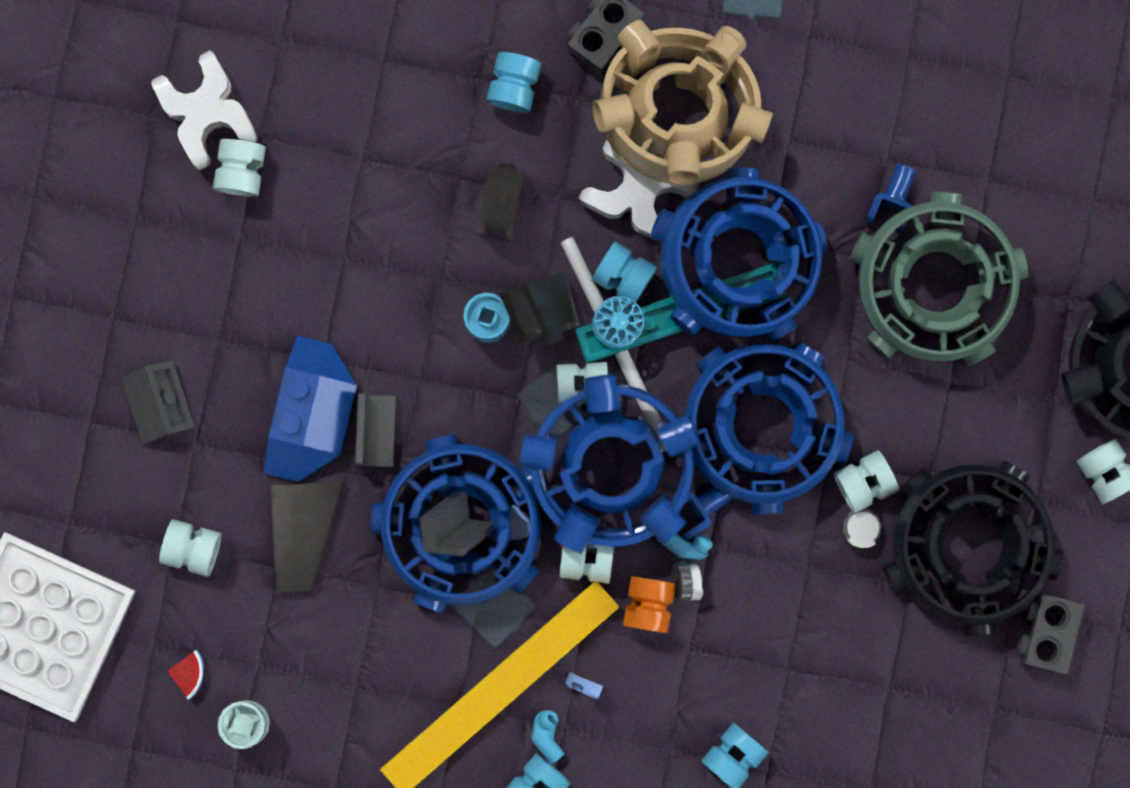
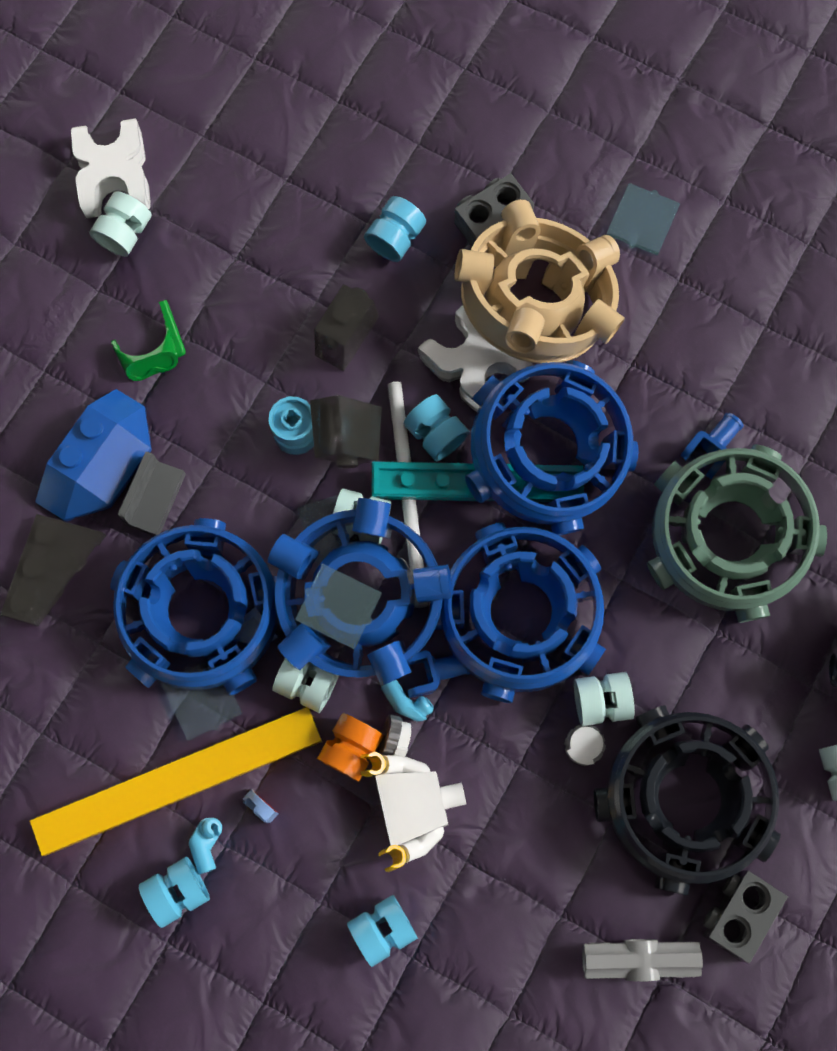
camera: 20 degrees right, 10 degrees down
(331, 293) = (159, 360): none -> green helmet
(449, 528) = (182, 600): dark grey panel -> none
(599, 484) = (338, 606): none -> clear light blue piece
(618, 322) = (413, 466): medium azure wheel -> none
(723, 638) = (411, 805): none -> white torso
(972, 703) = (642, 960): none -> light grey piece

